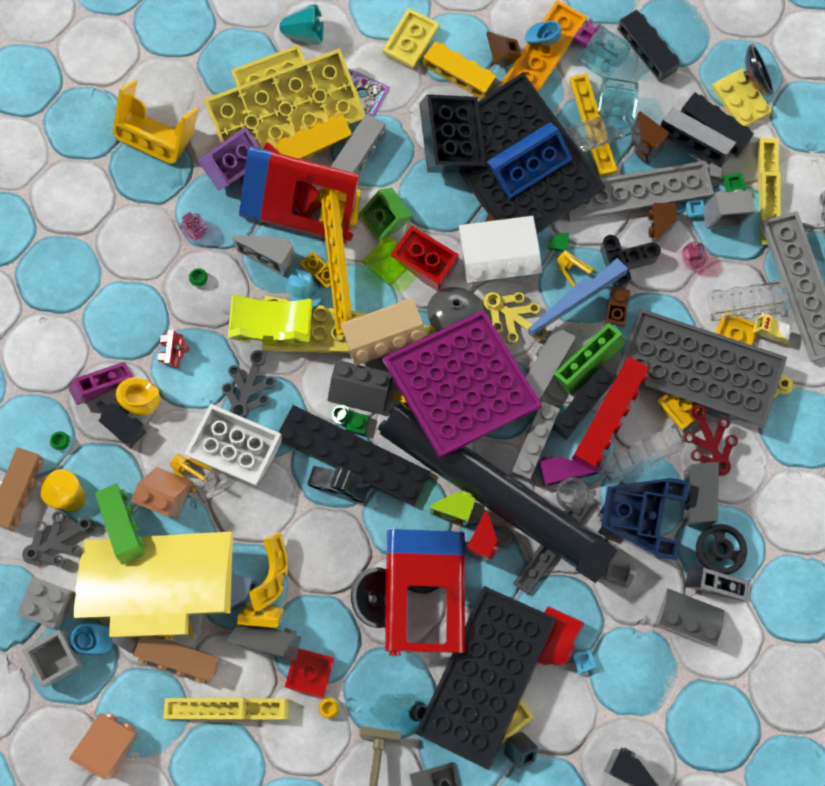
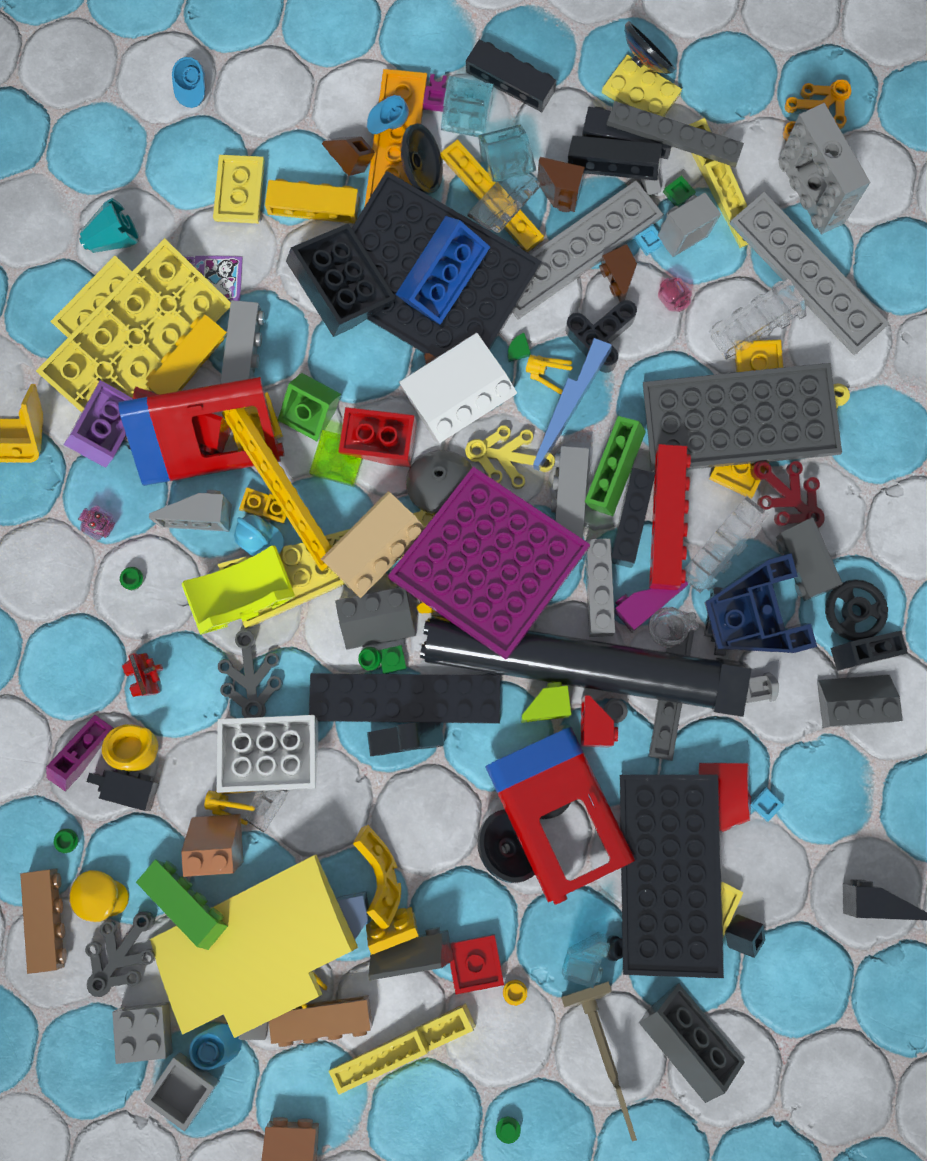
camera: 20 degrees left, 5 degrees up
(553, 74) = (421, 158): none -> black dish
(617, 306) = (617, 392): reddish brown slope -> none
(750, 139) = (675, 134): none -> dark grey plate
(772, 329) = (797, 338): light yellow leg -> none

